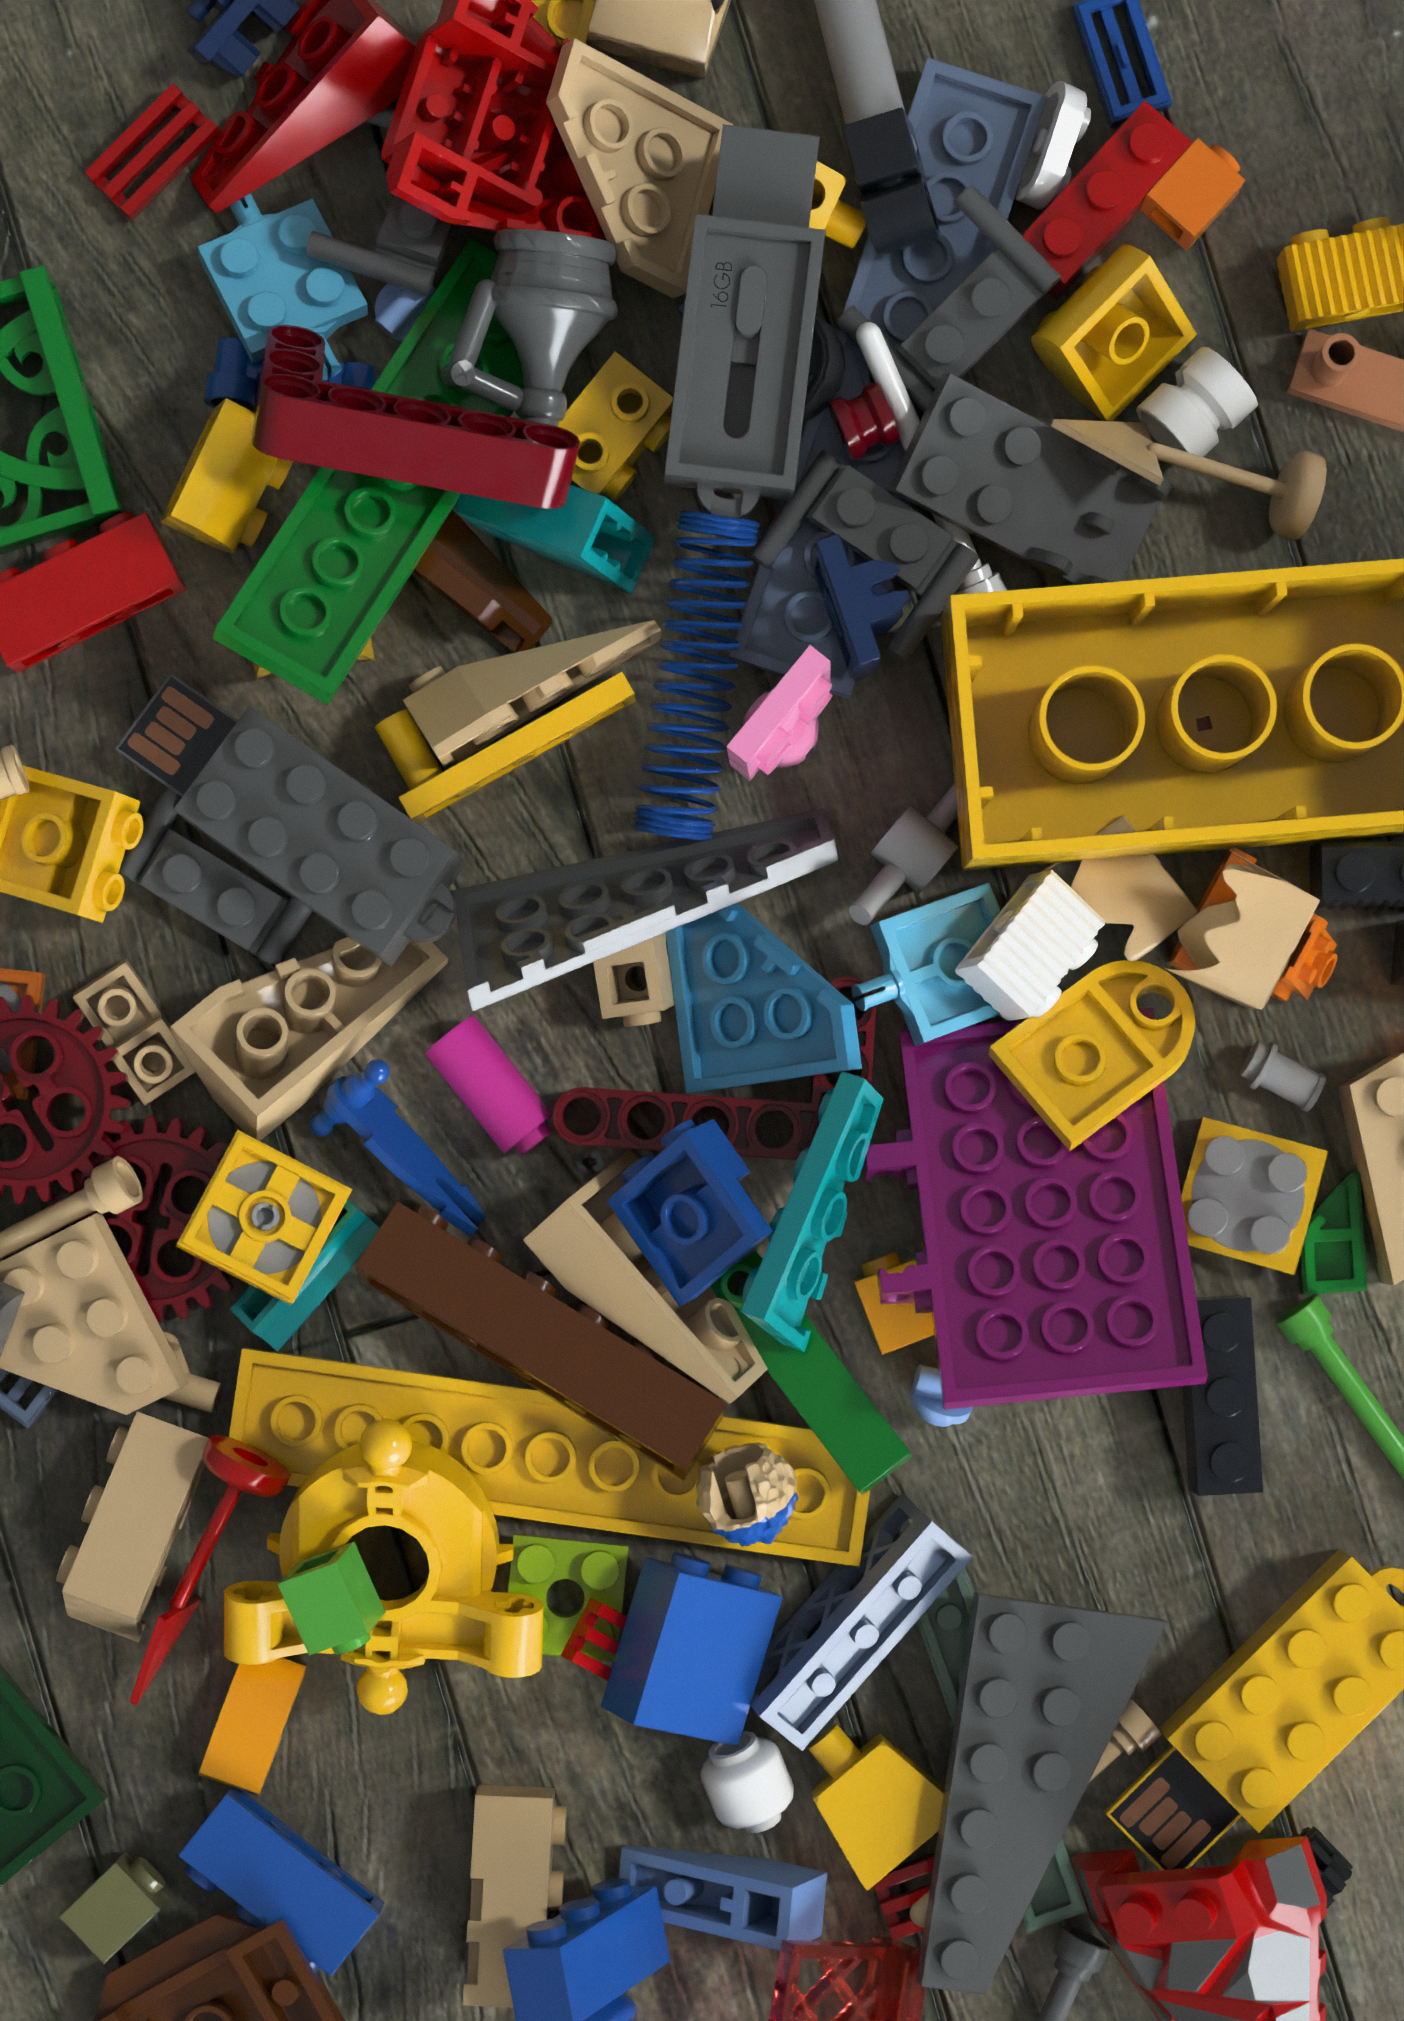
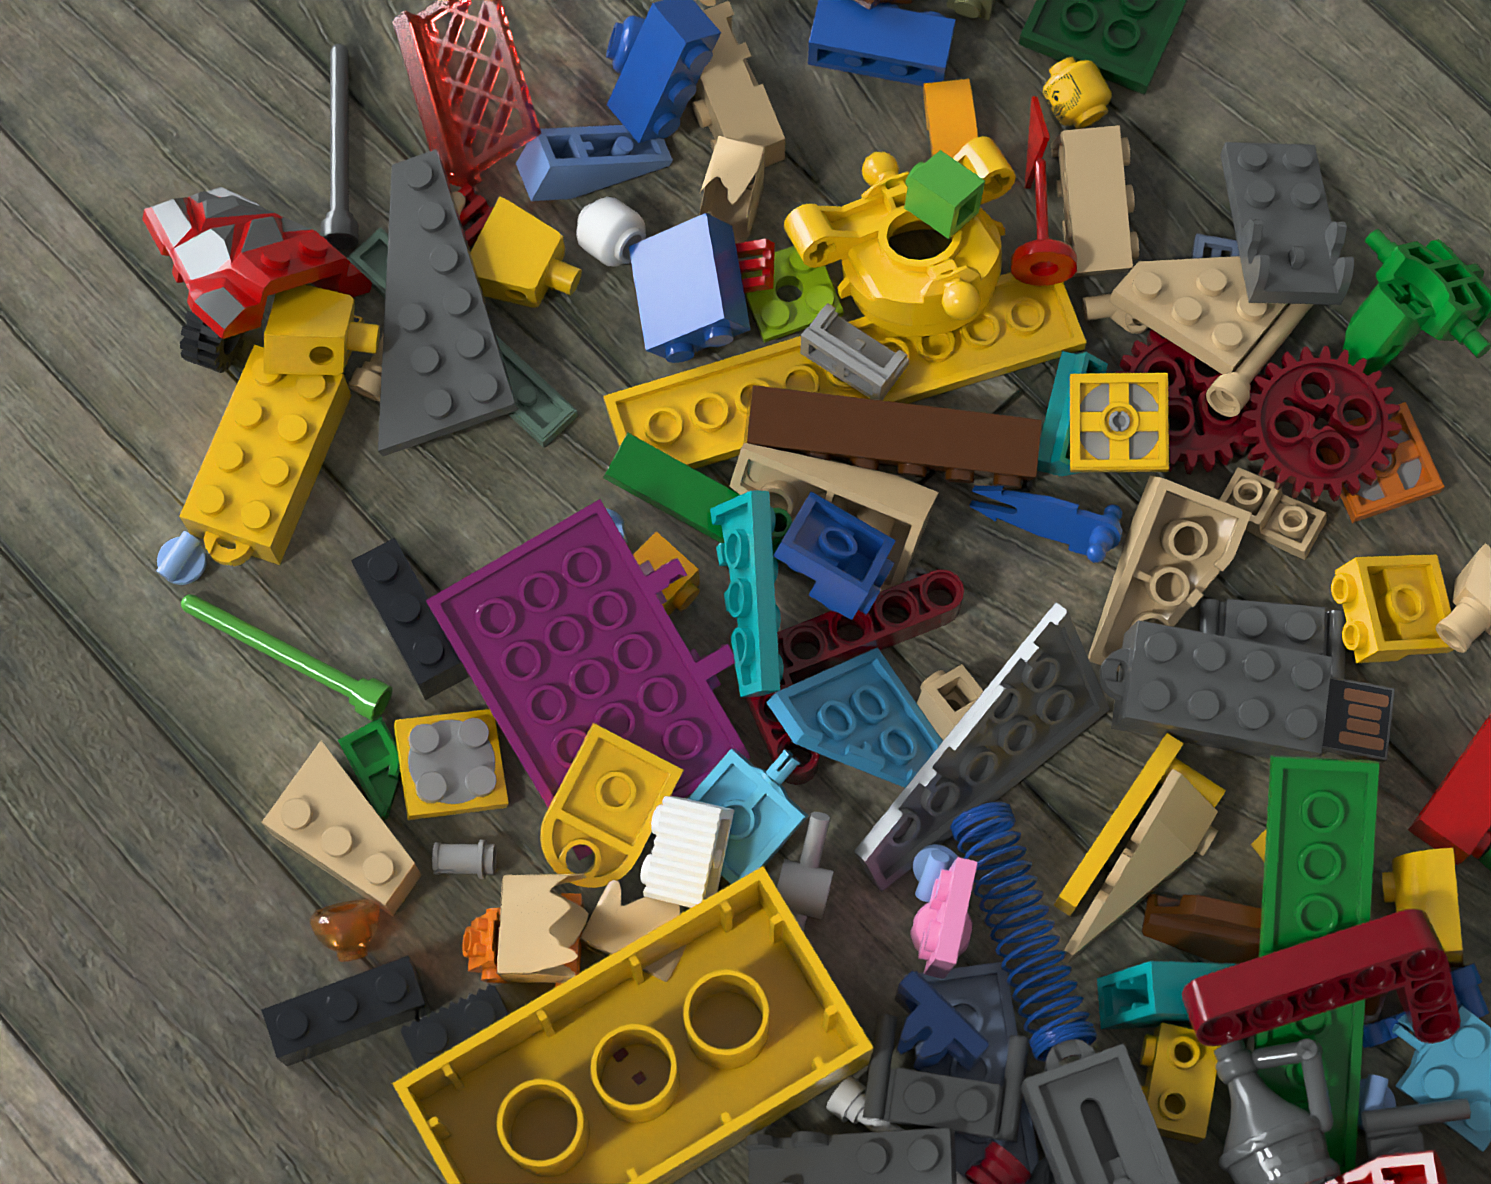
camera: 155 degrees right, 15 degrees down
(74, 1685) = (1077, 93): none -> yellow head
(491, 1086) = (1010, 585): dark pink brick -> none
(533, 1467) = (852, 354): none -> light grey hinge
(573, 1757) = (729, 200): none -> tan piece
(746, 1493) = (704, 396): tan piece -> none
(753, 802) = (928, 867): none -> light blue plate
(856, 1624) = (587, 356): sand blue fence -> none
(1182, 1805) = (313, 332): none -> yellow torso

